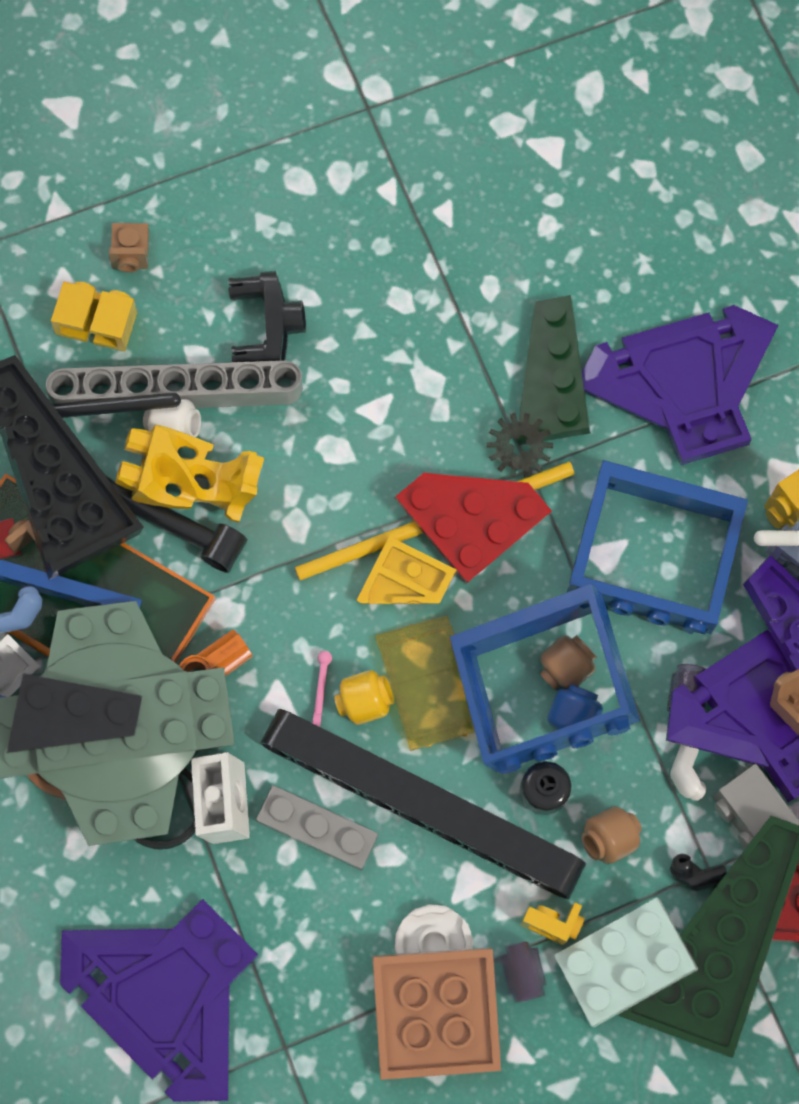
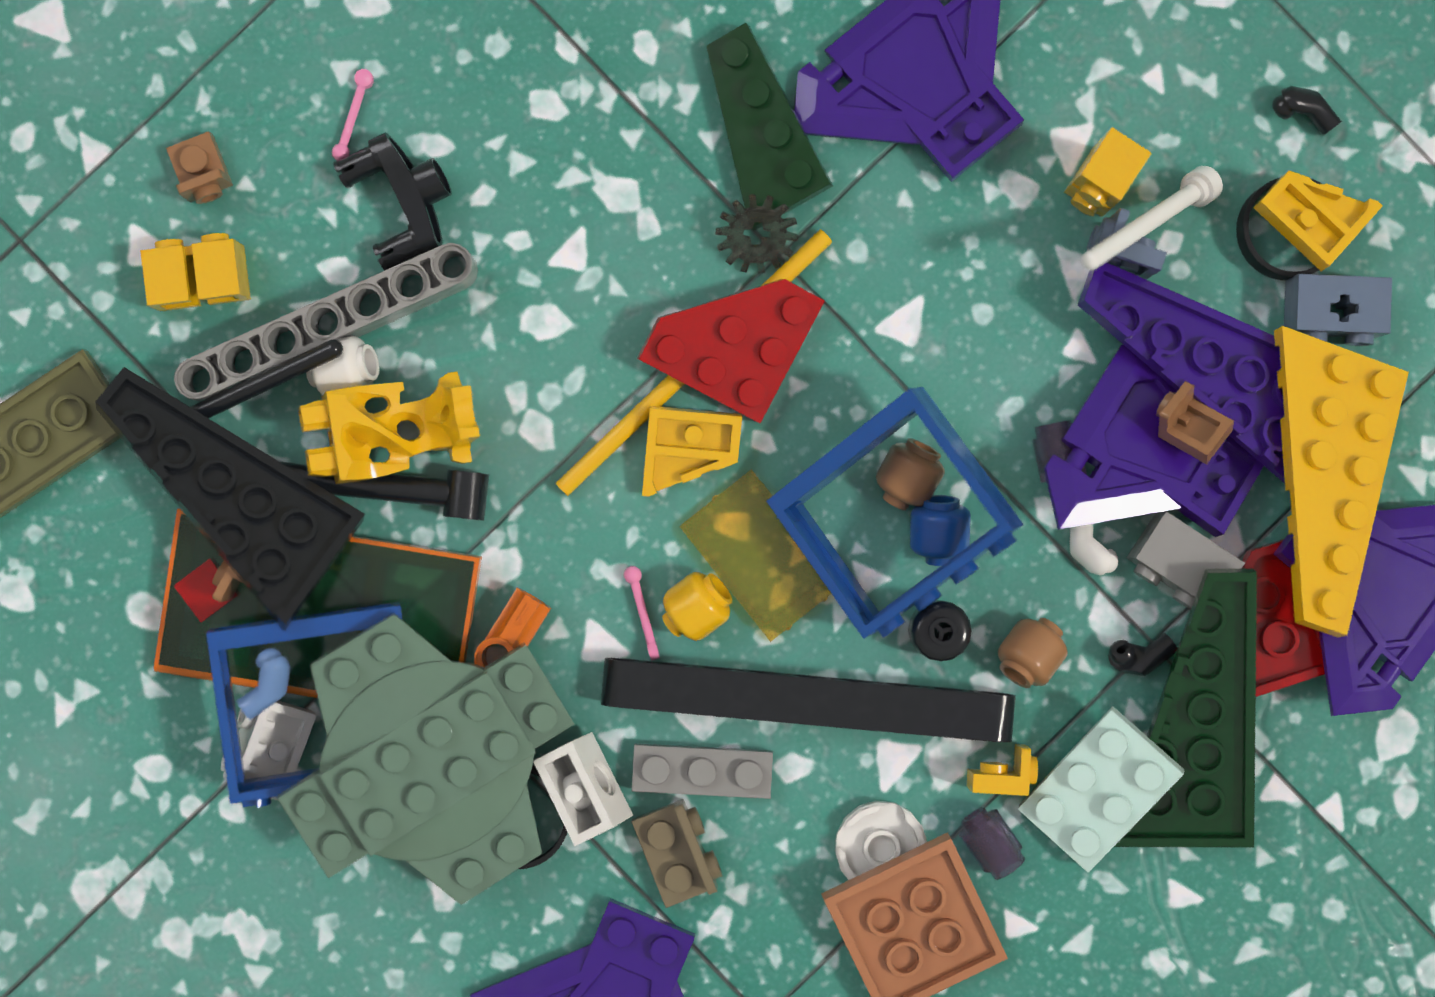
camera: 15 degrees left, 15 degrees up
(69, 713) = (376, 783): black wing -> none
(270, 883) = (676, 853): none -> dark tan bracket
(275, 233) = (364, 81): none -> bright pink hinge
(675, 494) = (951, 222): blue window -> none

